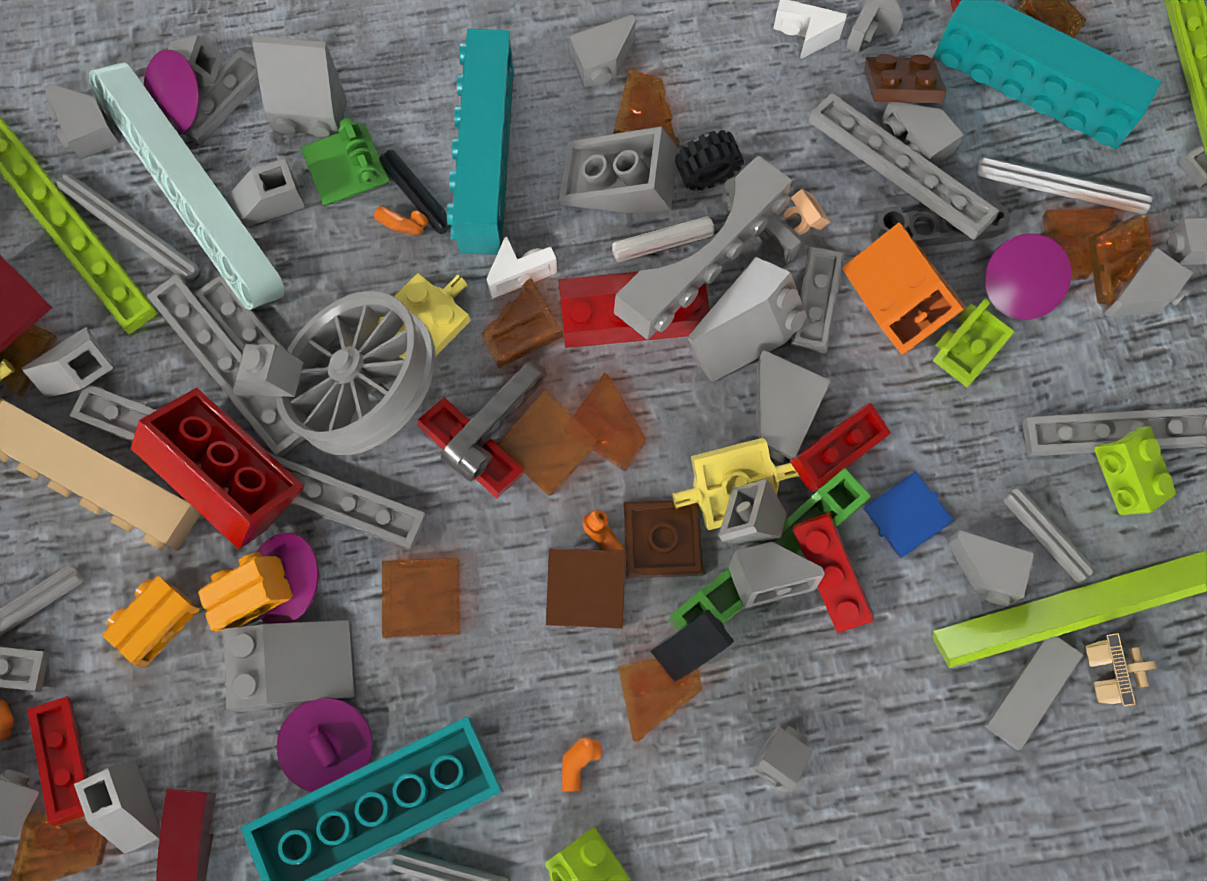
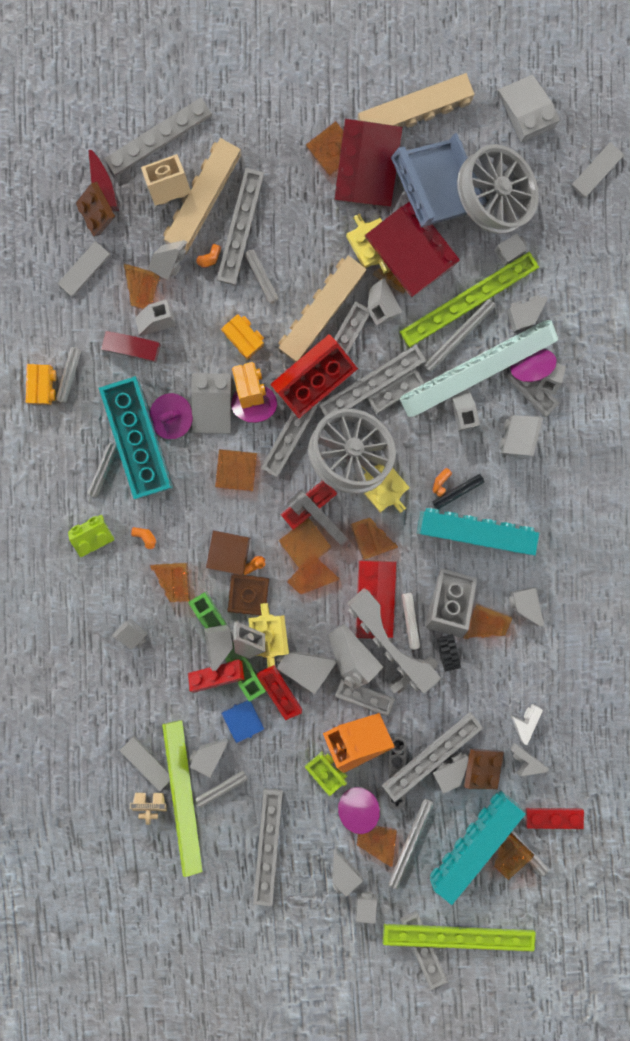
camera: 100 degrees right, 15 degrees up
(58, 758) = (182, 290): red plate -> none
(267, 372) = (358, 405): light grey slope -> none
(344, 163) = (480, 454): bright green hinge -> none
(511, 273) = (402, 536): white slope -> none
(692, 645) = (187, 600): black slope -> none
(810, 212) = (415, 702): light nougat tile -> none
(1117, 254) = (365, 862): clear orange wing -> none
(1136, 472) = (244, 840): lime bracket -> none

